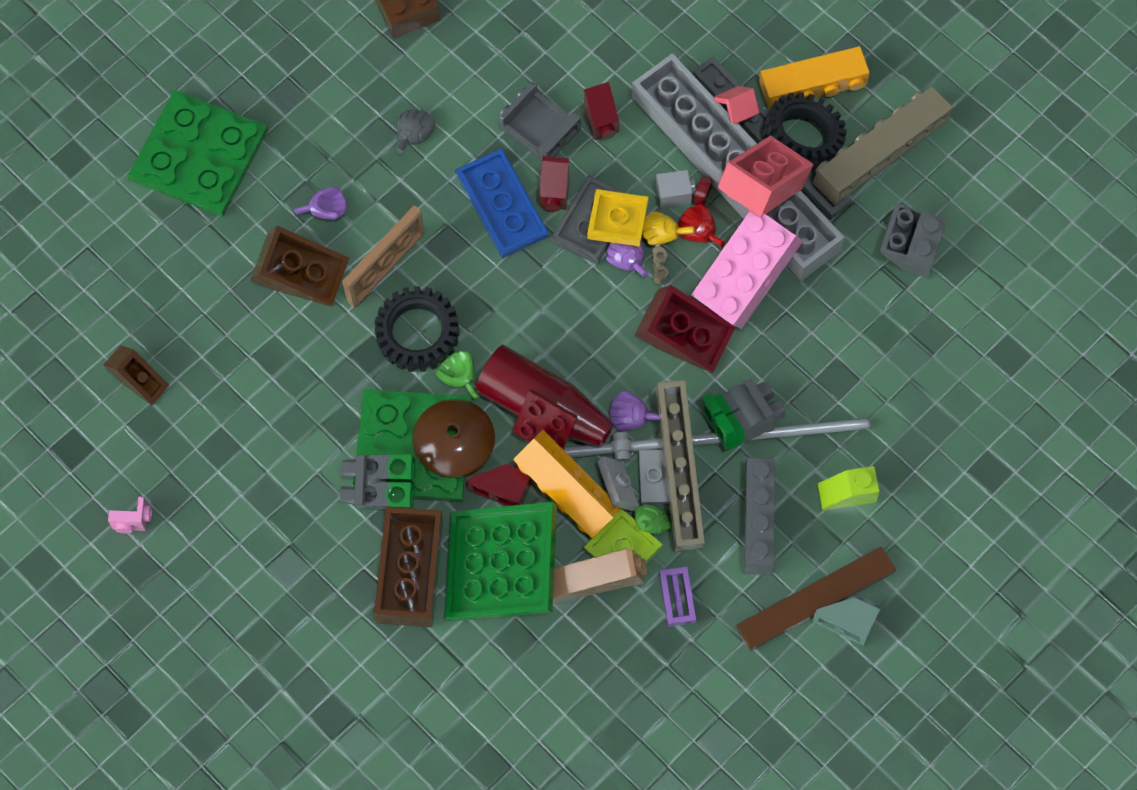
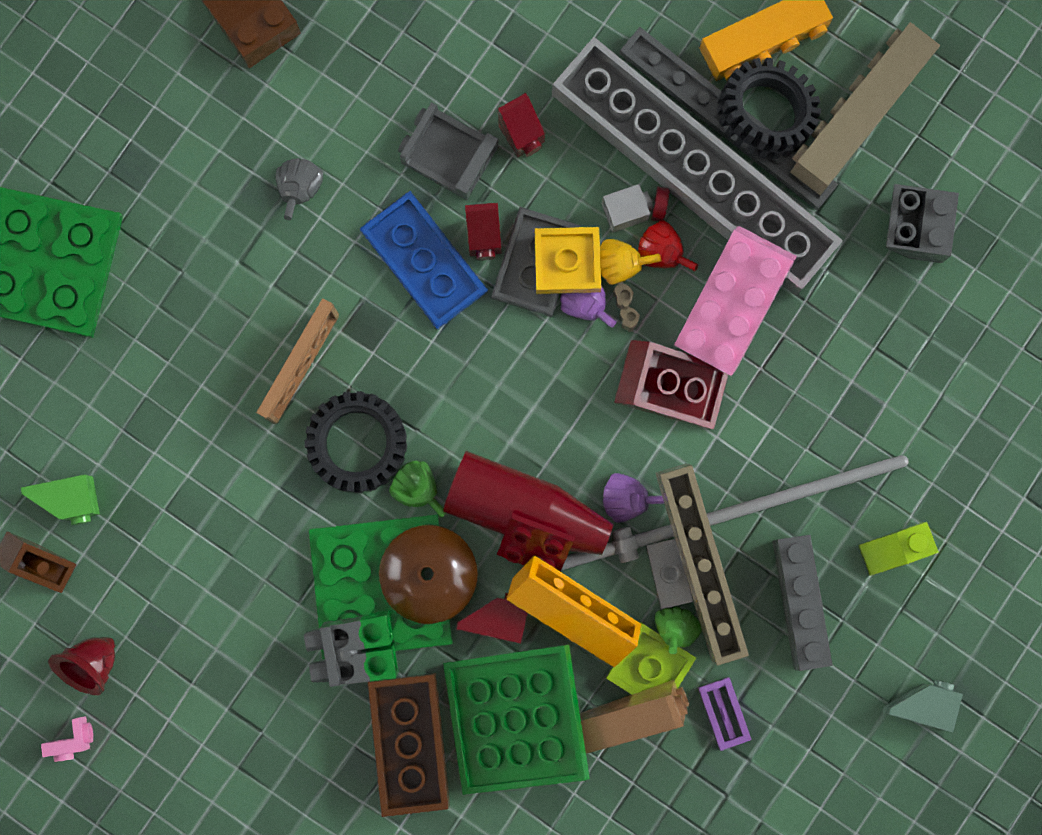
camera: 15 degrees left, 15 degrees up
(157, 459) = (85, 664): none -> dark red piece
(173, 329) = (67, 499): none -> bright green slope
(299, 267) = (199, 390): reddish brown slope -> none
(325, 204) = (214, 302): medium lavender piece -> none
(617, 483) = (631, 594): light grey plate -> none
(740, 103) = (688, 88): coral panel -> none
(742, 412) = (760, 479): dark grey hips -> none
(765, 176) = (742, 189): coral brick -> none
(825, 592) = (883, 685): reddish brown tile -> none

